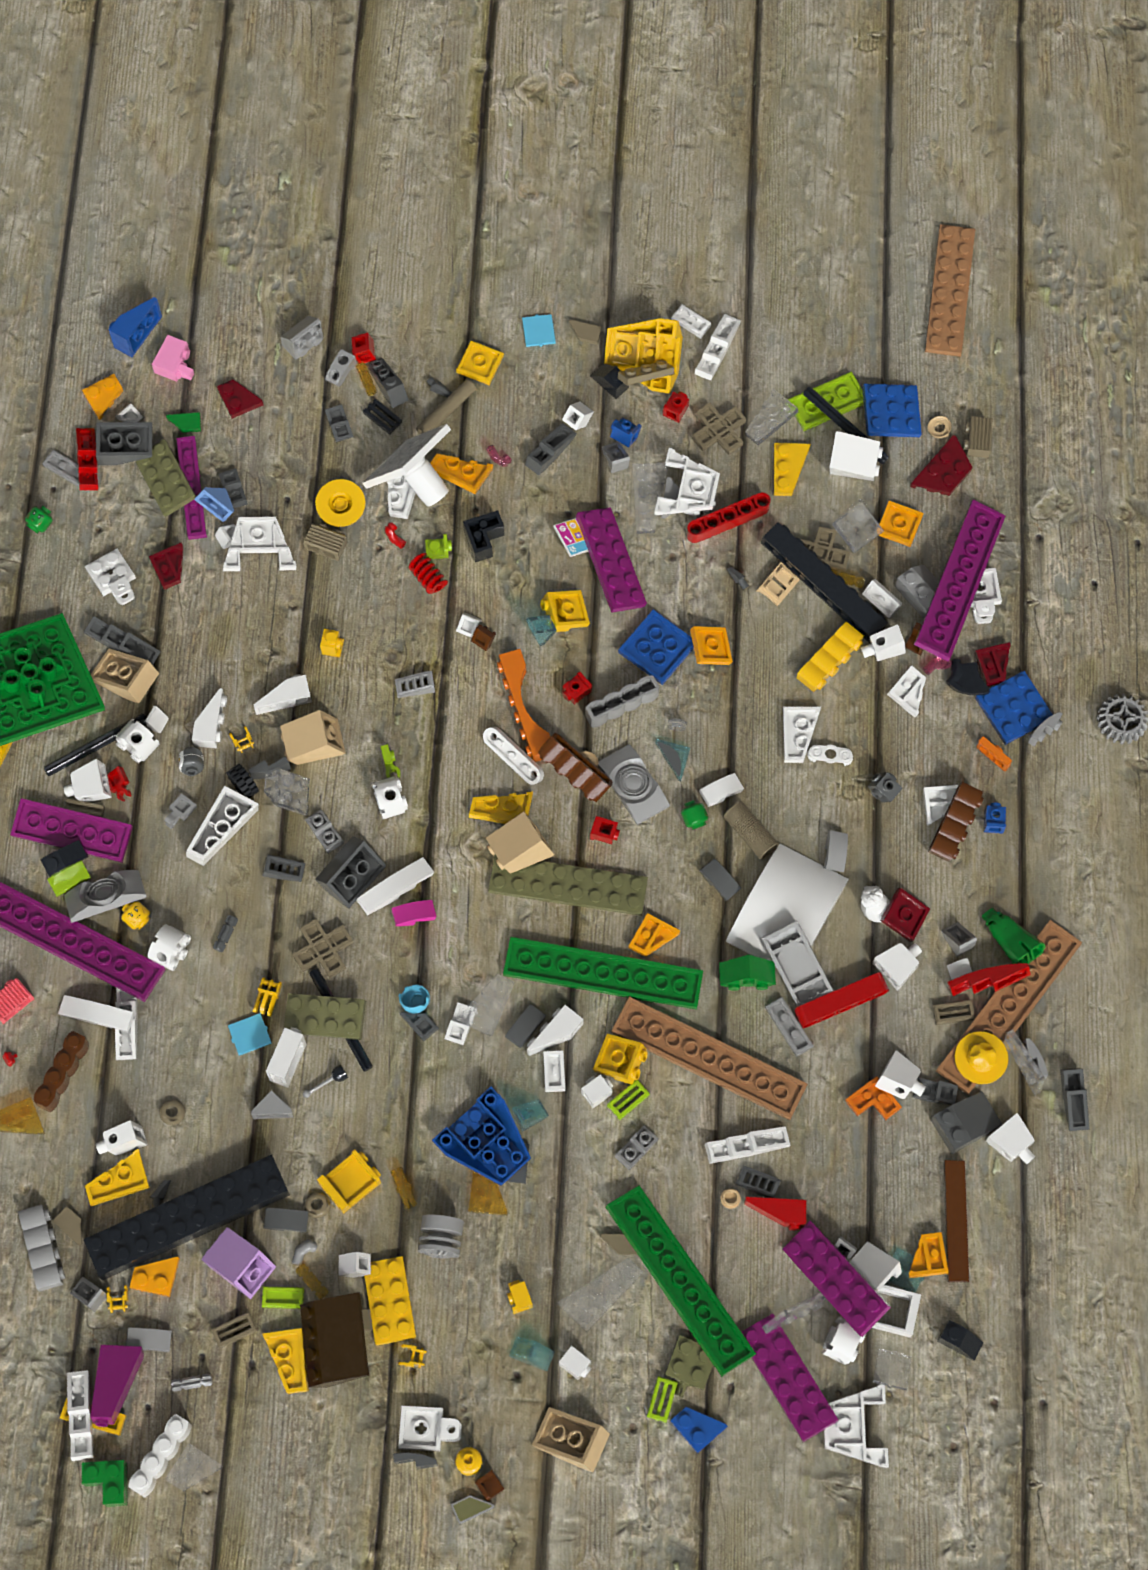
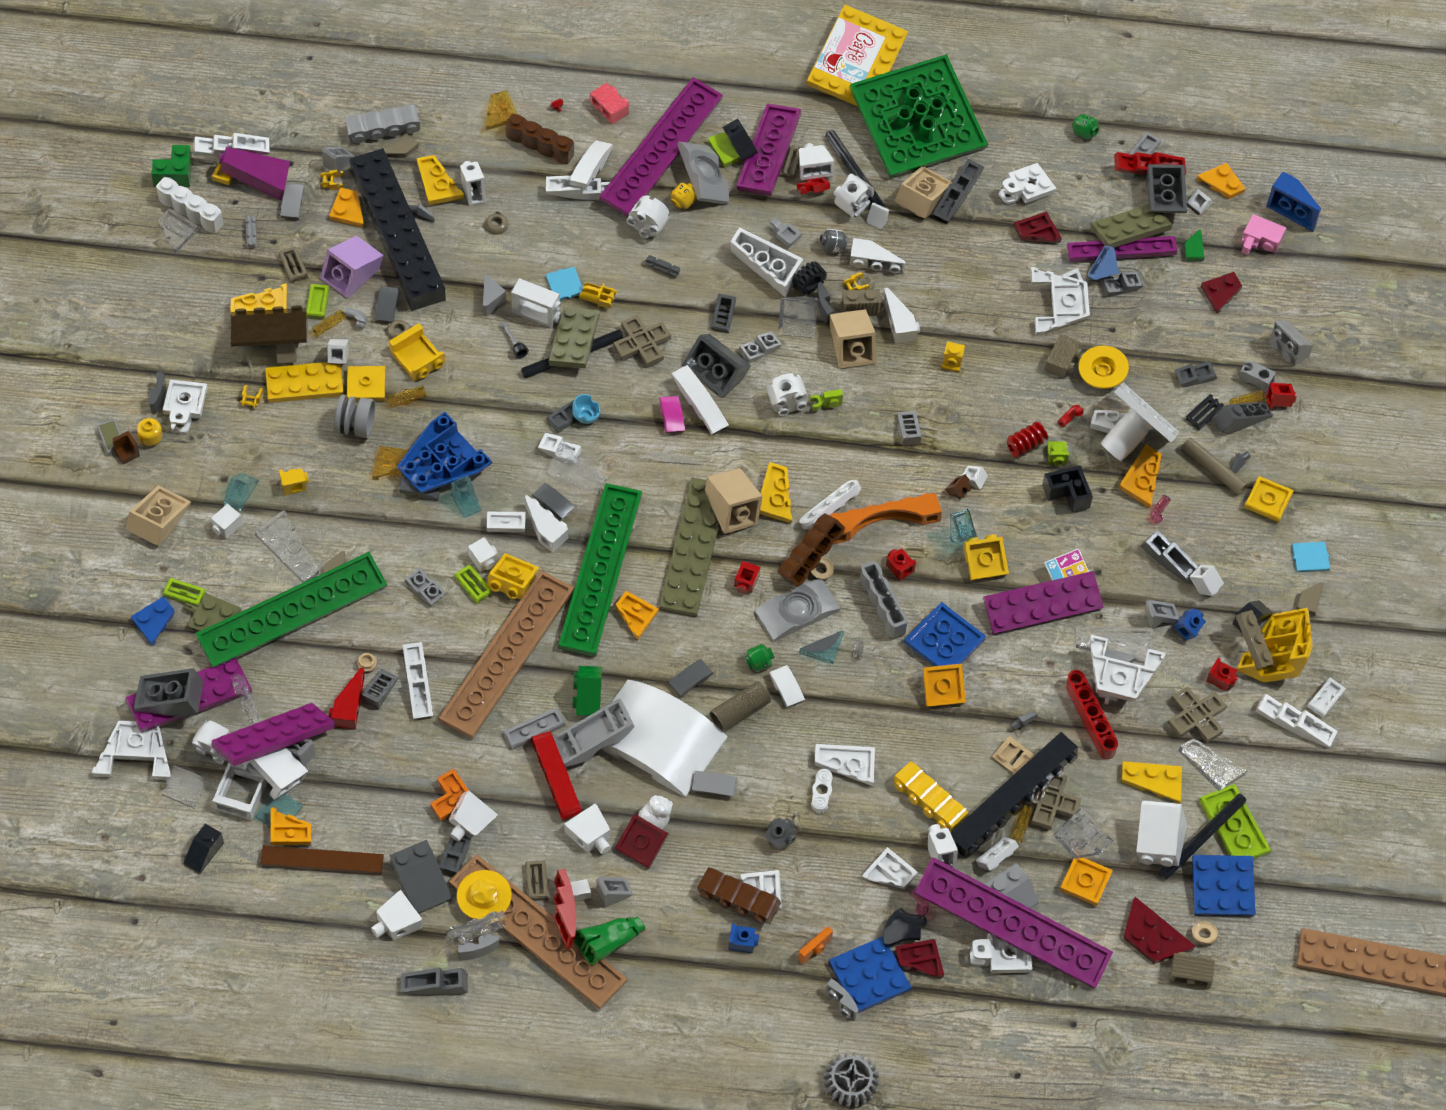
camera: 90 degrees right, 10 degrees down
(268, 732) = (861, 299): none -> dark tan brick
(388, 1233) = (366, 382): none -> yellow plate
(800, 1393) = (170, 693): none -> dark grey slope

